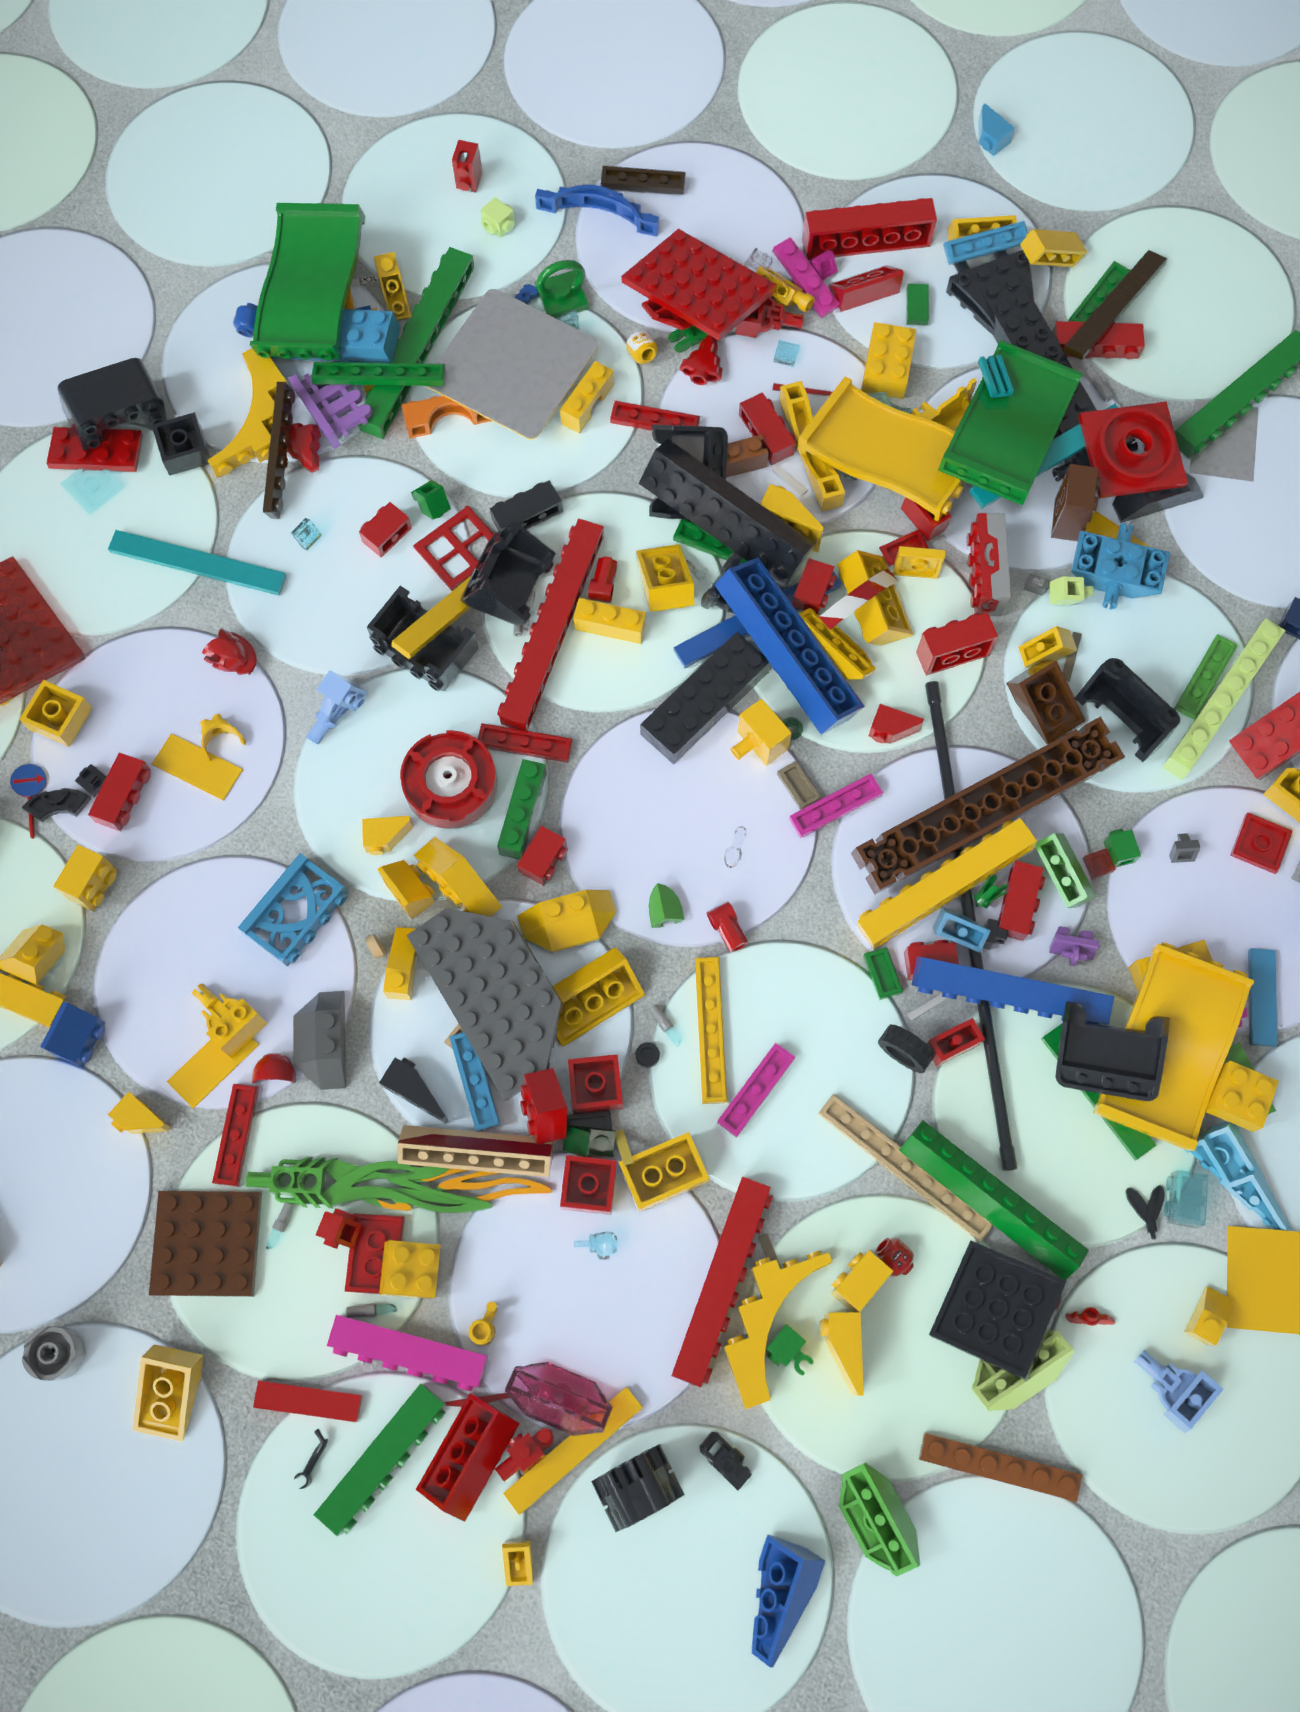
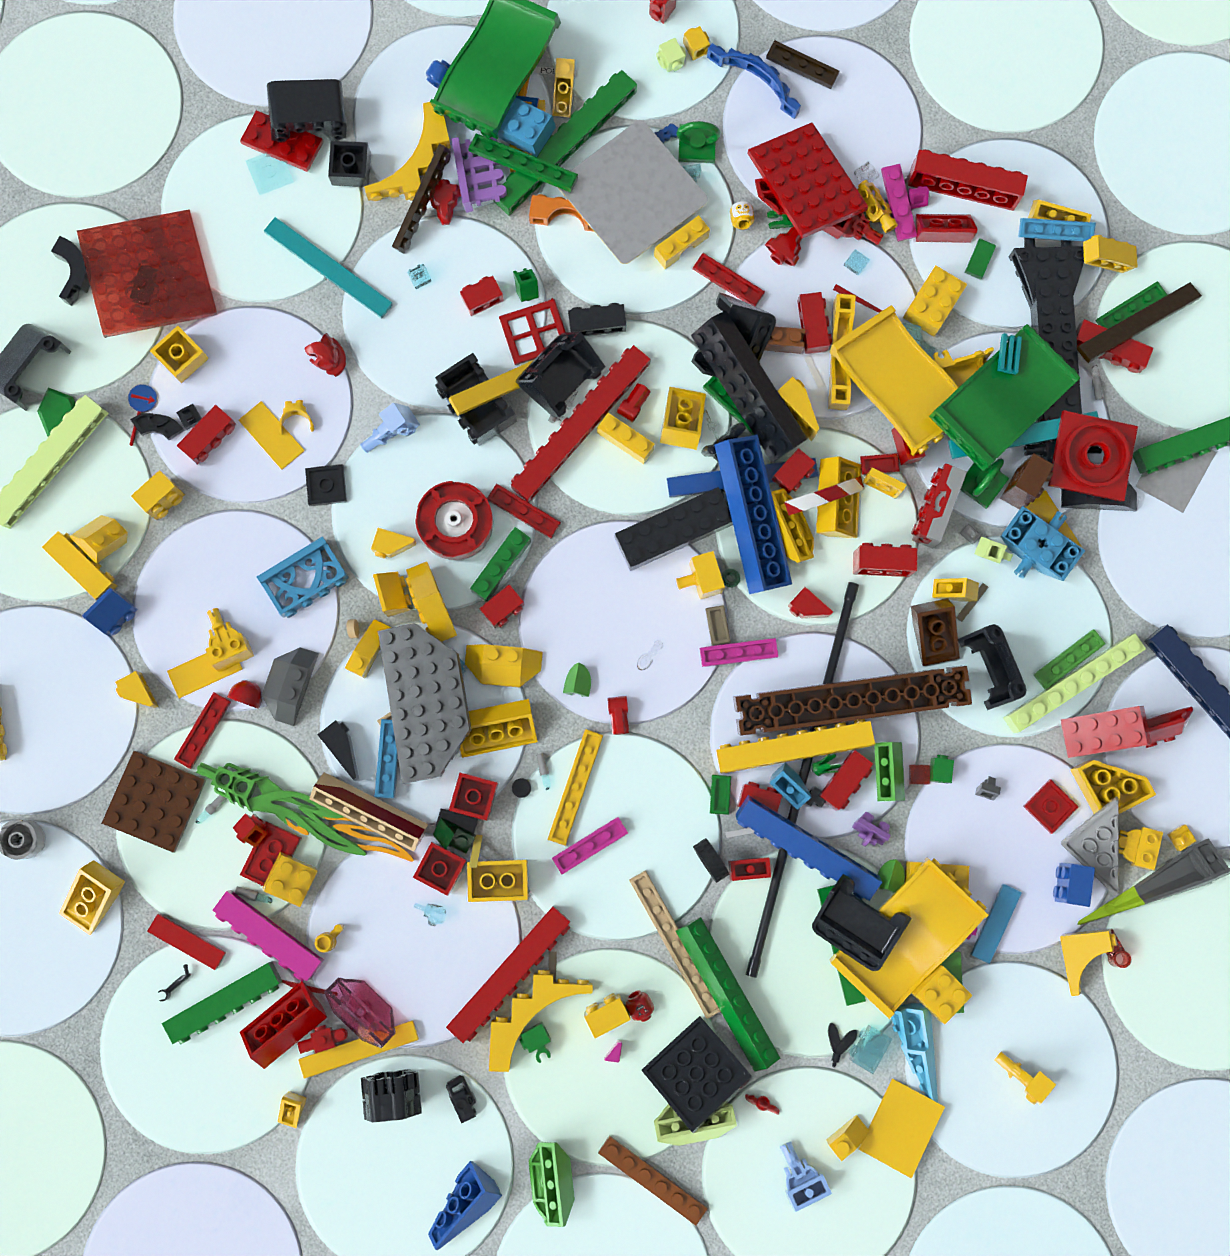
camera: 15 degrees right, 10 degrees up
(282, 798) = (326, 485): none -> black tile
(519, 196) = (696, 42): none -> yellow brick
(544, 1106) = (428, 800): red brick -> none
(844, 1342) = (577, 1050): yellow slope -> none
(889, 1325) = (614, 1053): none -> dark pink slope
(994, 131) = (1110, 127): dark azure slope -> none
(1027, 523) = (986, 484): none -> green tile
(1122, 986) = (892, 875): none -> bright green brick

